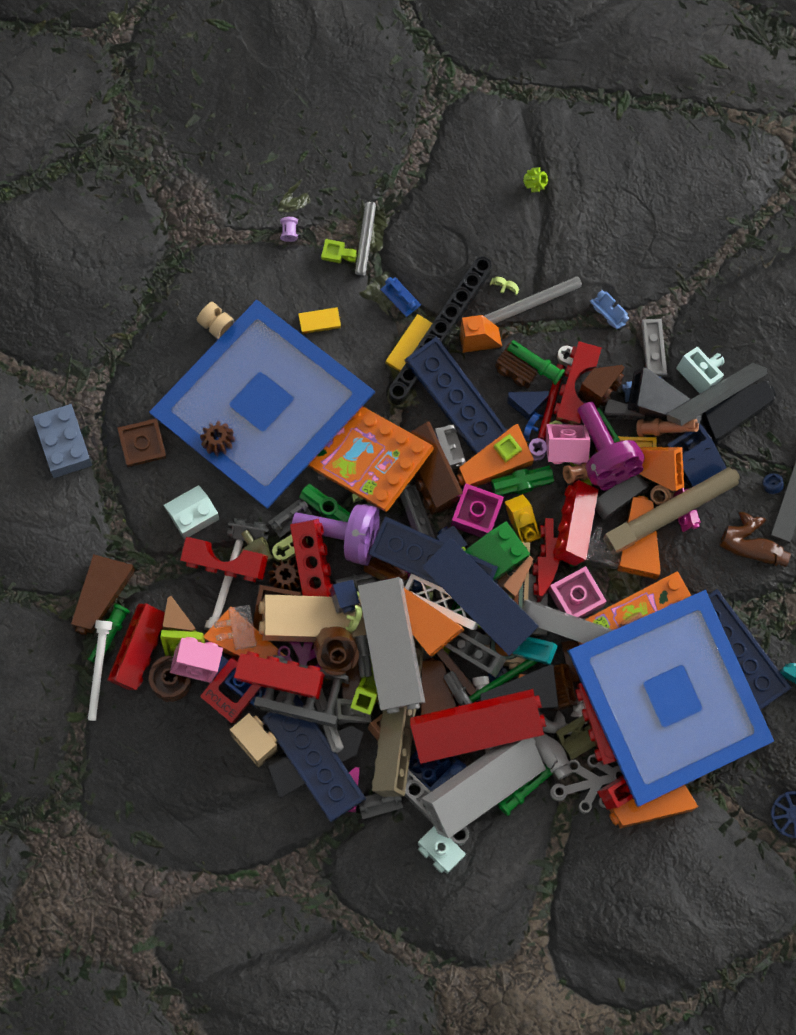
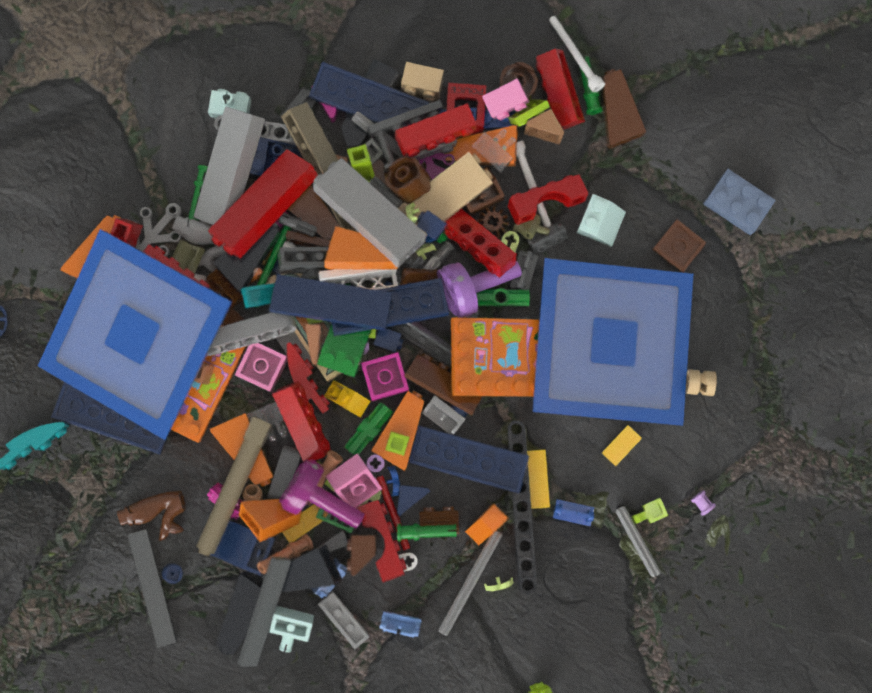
camera: 145 degrees right, 10 degrees up
(217, 445) = (620, 277): reddish brown gear -> none

